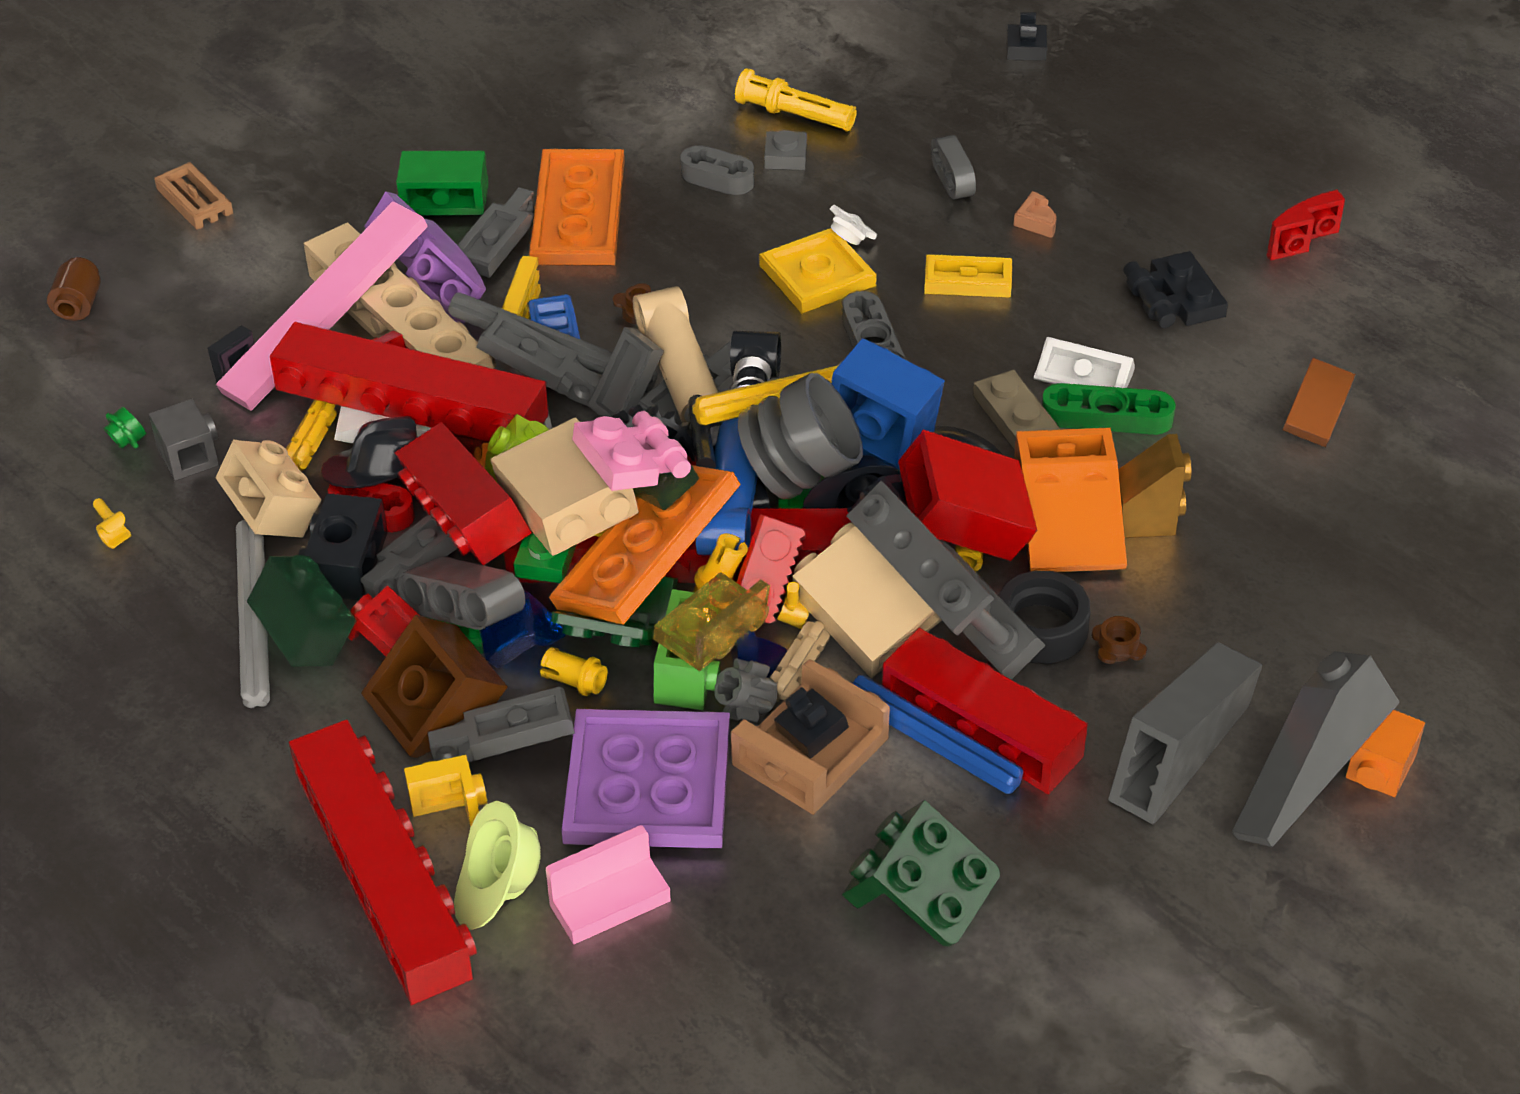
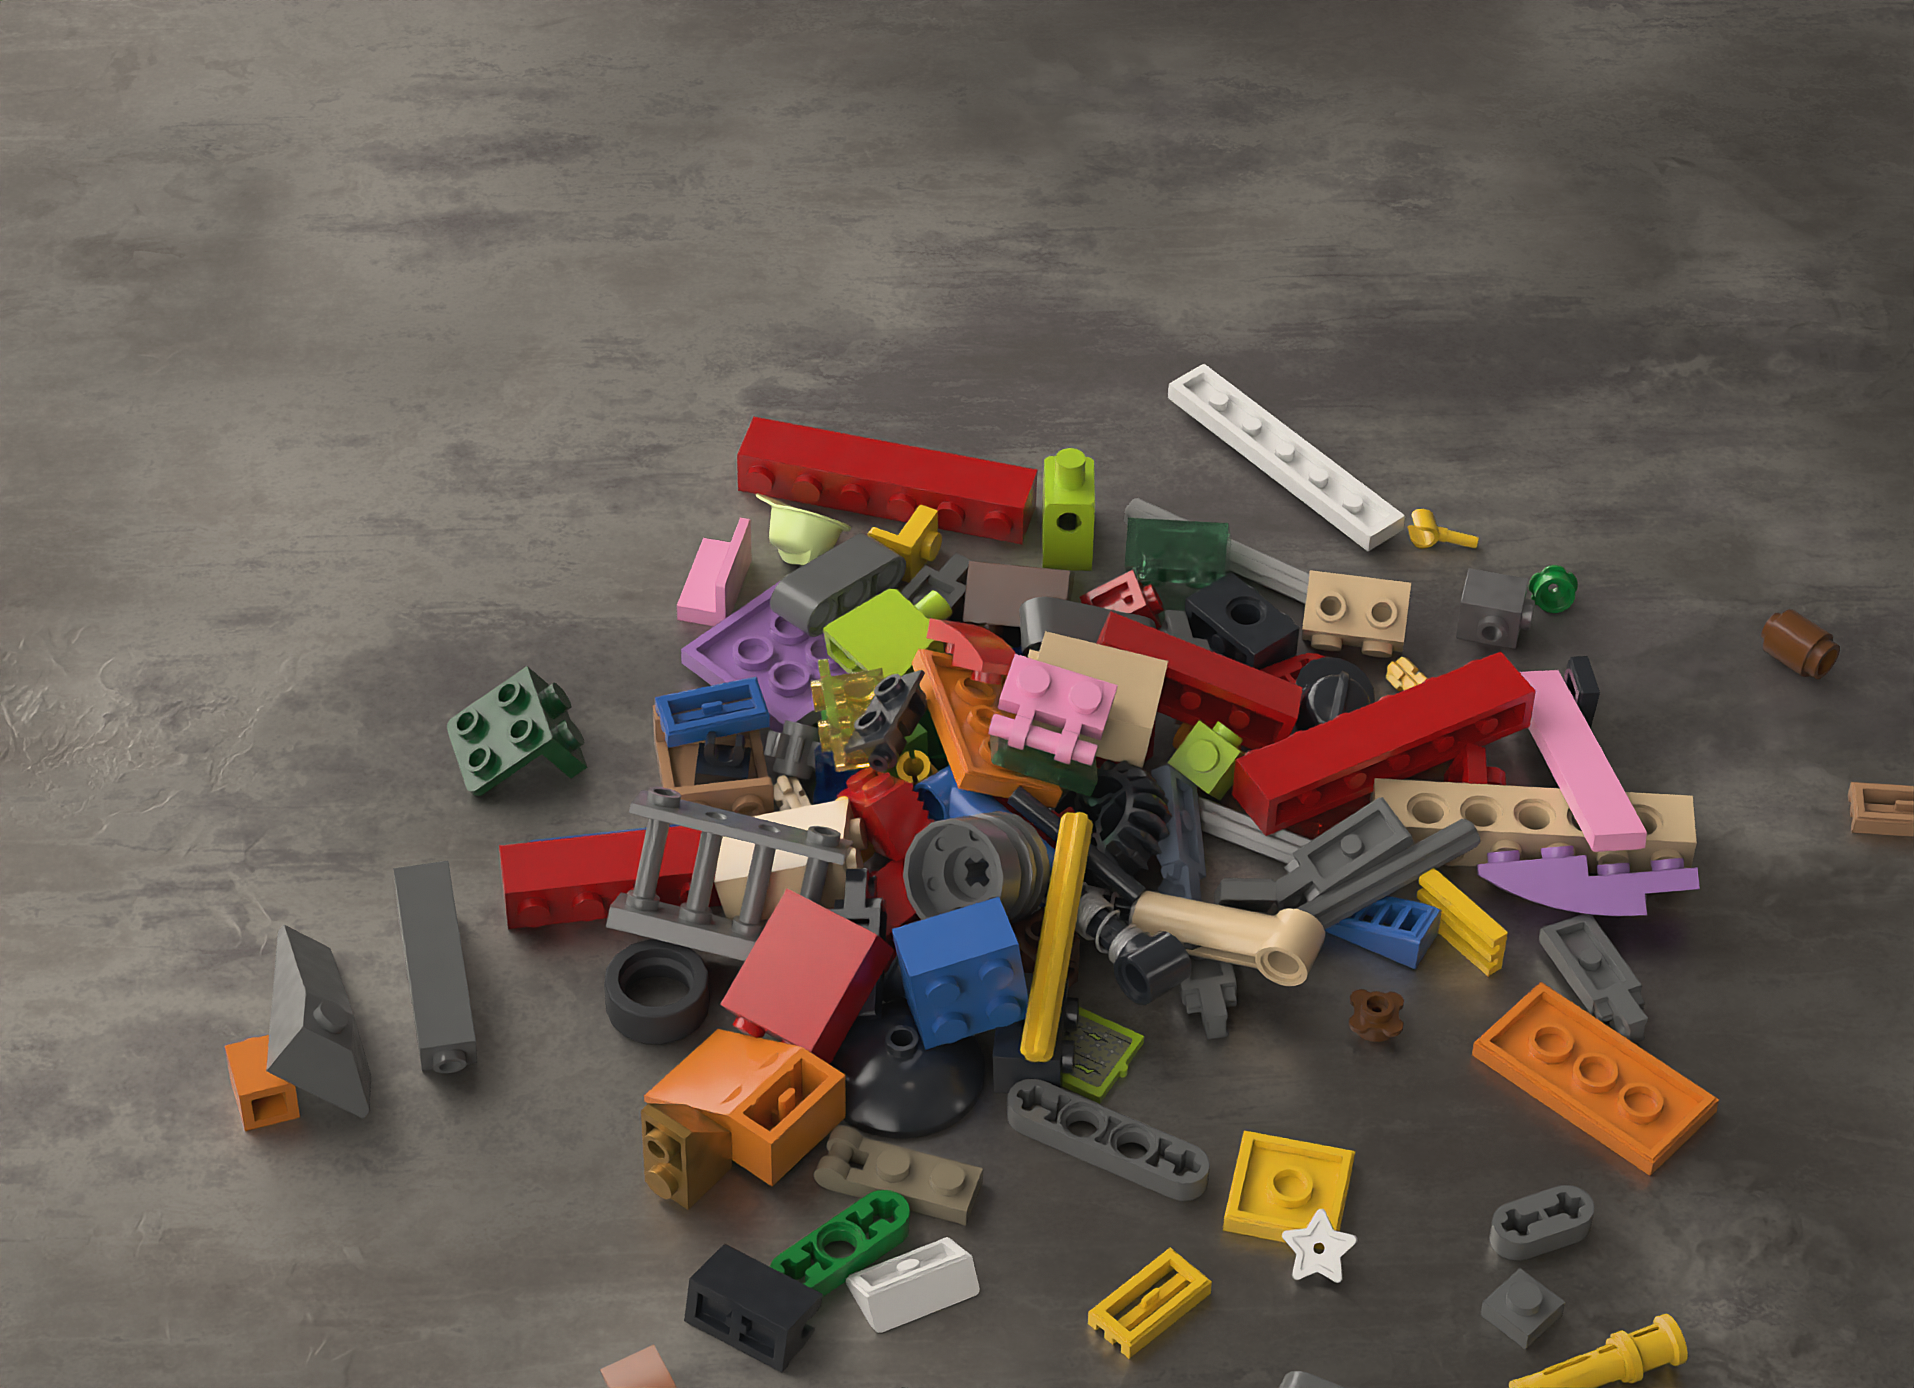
camera: 130 degrees right, 0 degrees up
(97, 651) = (1286, 457): none -> white plate
(308, 697) = (1068, 489): none -> lime torso
(443, 182) = (1714, 966): green brick -> none
(559, 765) = (837, 583): none -> dark grey beam
(574, 585) = (974, 649): none -> red slope
(598, 676) = (885, 633): none -> lime torso
(713, 565) = (889, 719): none -> black hinge
(780, 736) = (713, 716): none -> blue tile
(1119, 640) = (576, 1025): reddish brown plate -> none
(1202, 404) = (751, 1307): none -> black hinge

